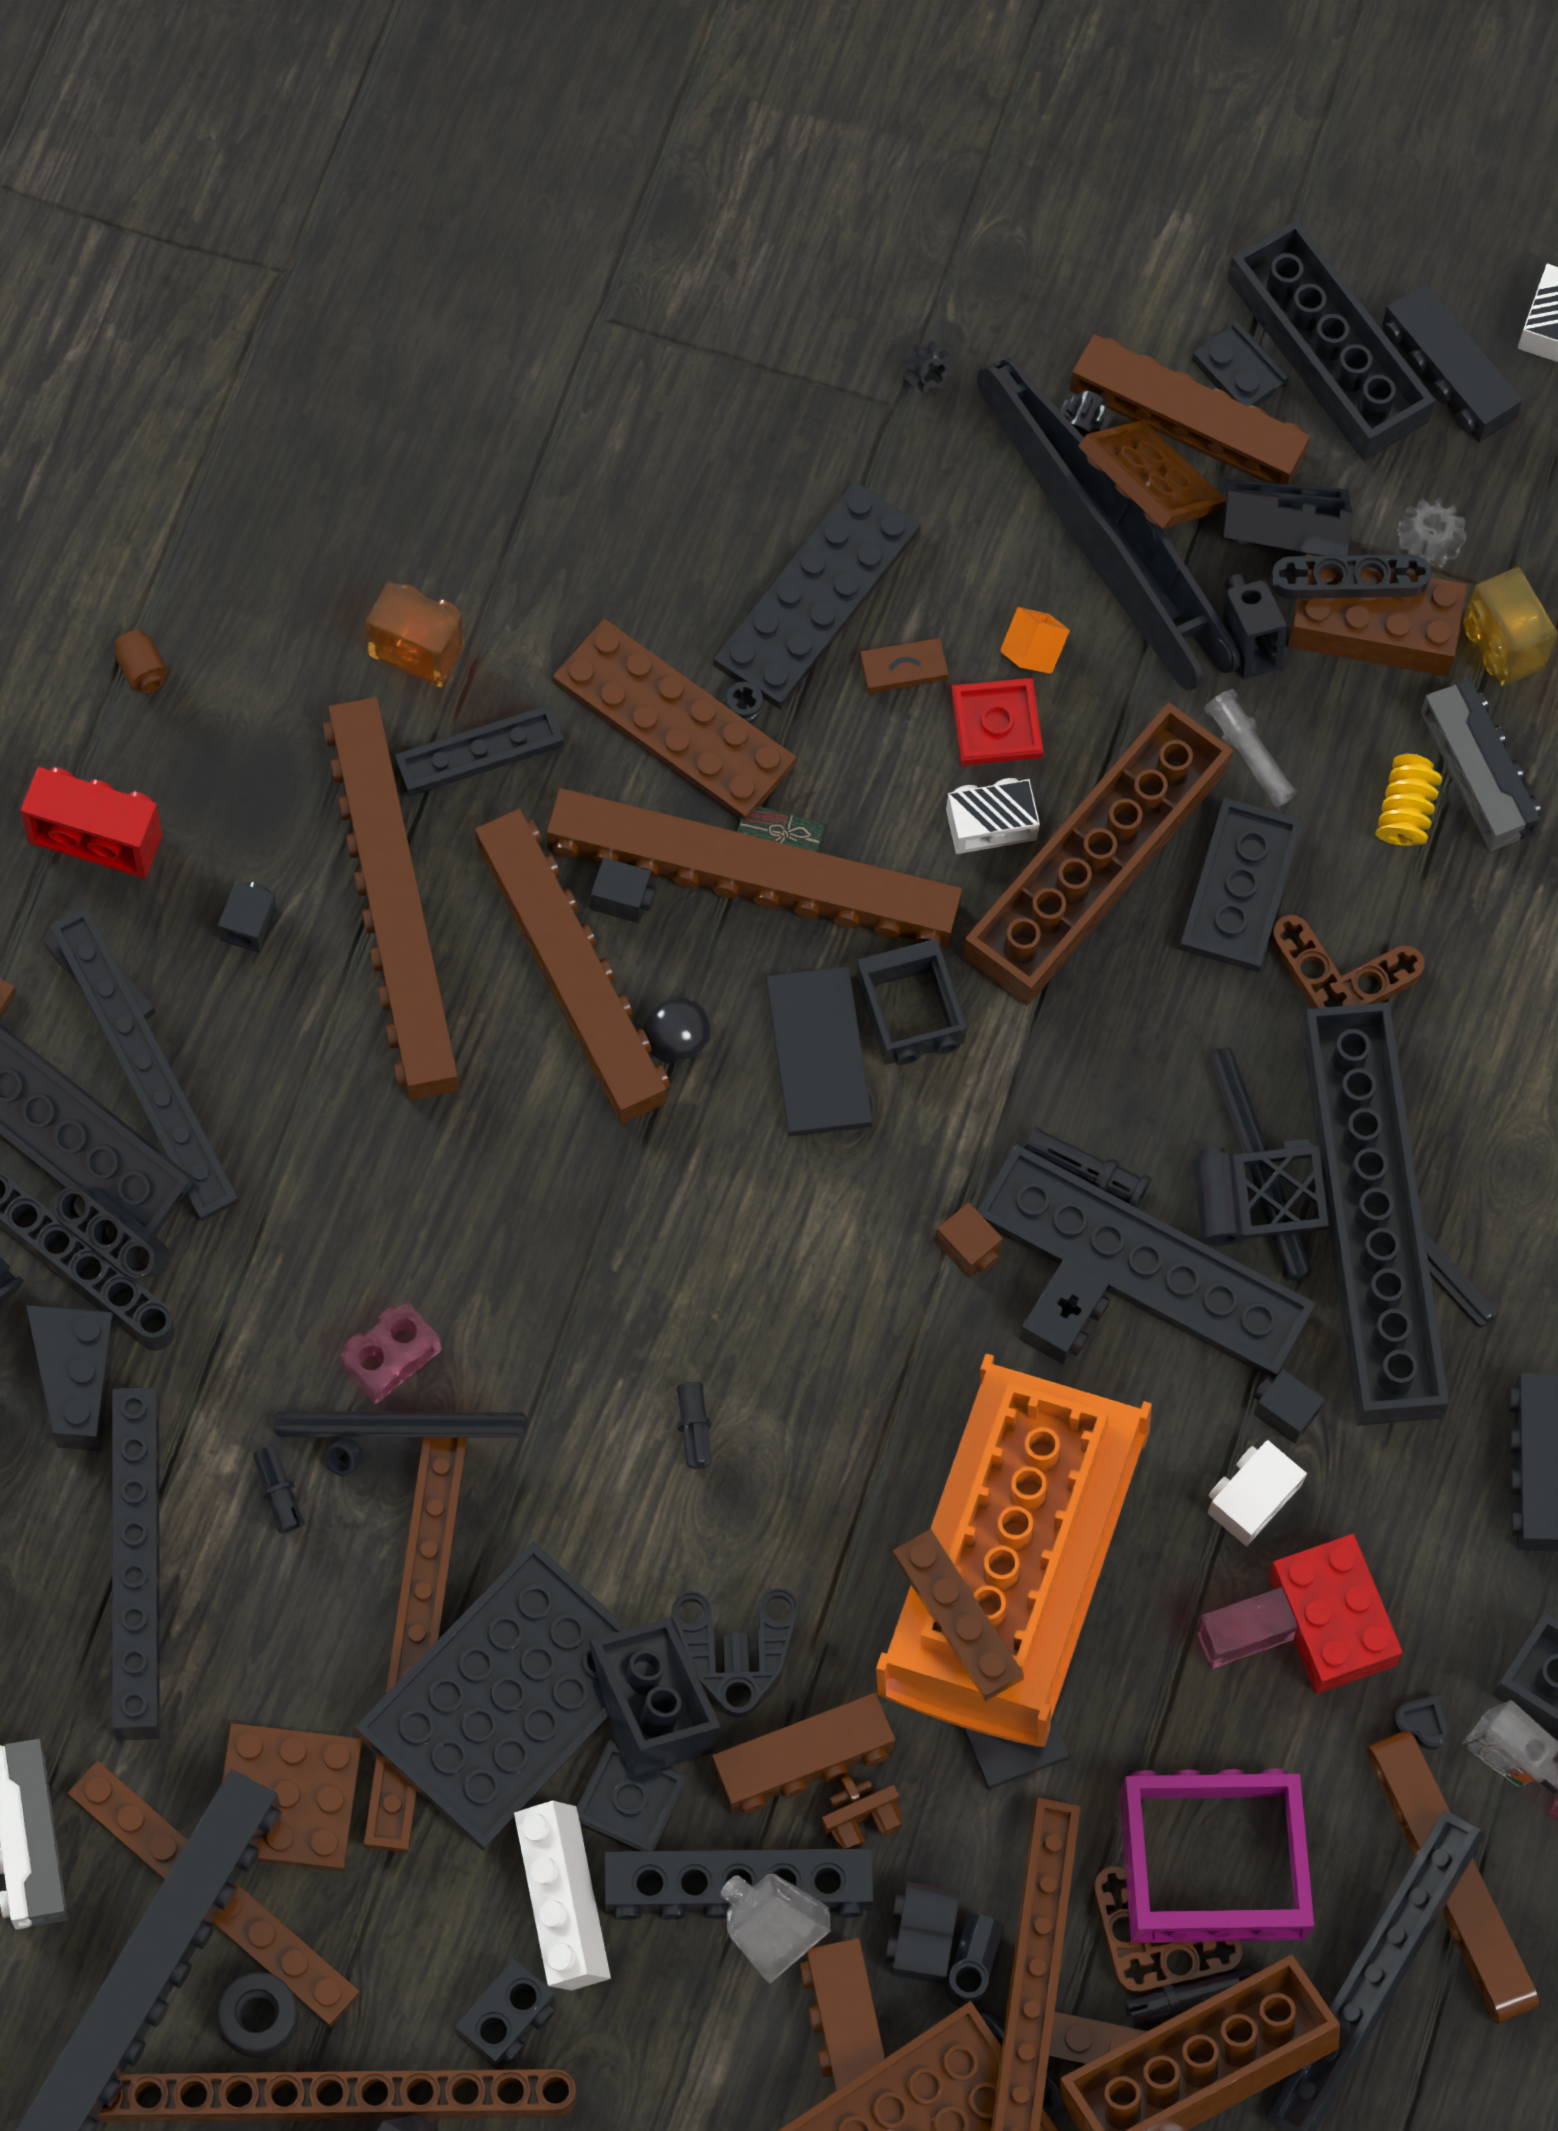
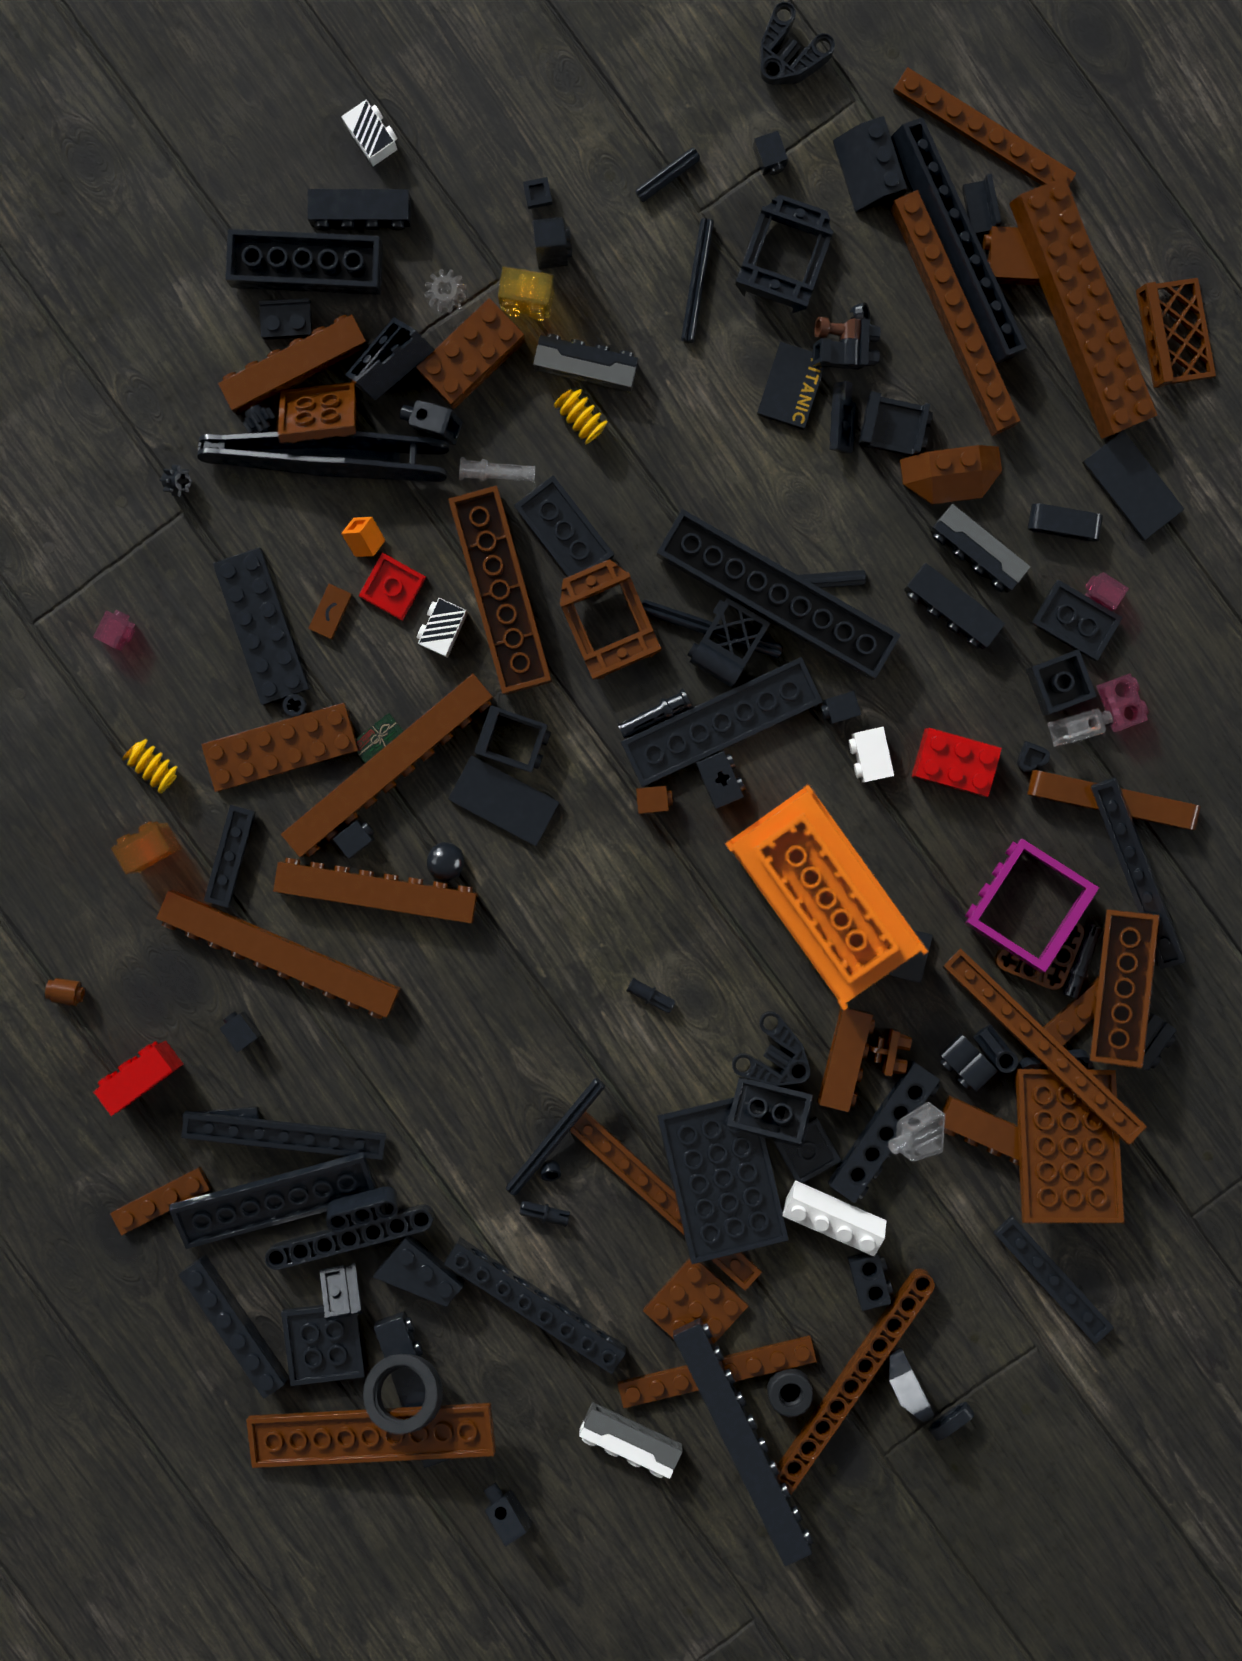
camera: 50 degrees left, 20 degrees up
(398, 1358) = (520, 1115): clear pink brick -> none
(529, 574) = (150, 765): none -> yellow piece
(675, 418) = (115, 629): none -> clear pink brick
(958, 1615) = (853, 960): reddish brown plate -> none
(1137, 1062) = (620, 653): none -> reddish brown wedge
(1246, 1627) = (933, 808): clear pink brick -> none
(1344, 986) = (652, 519): reddish brown beam -> none
(1352, 584) = (449, 357): black beam -> none

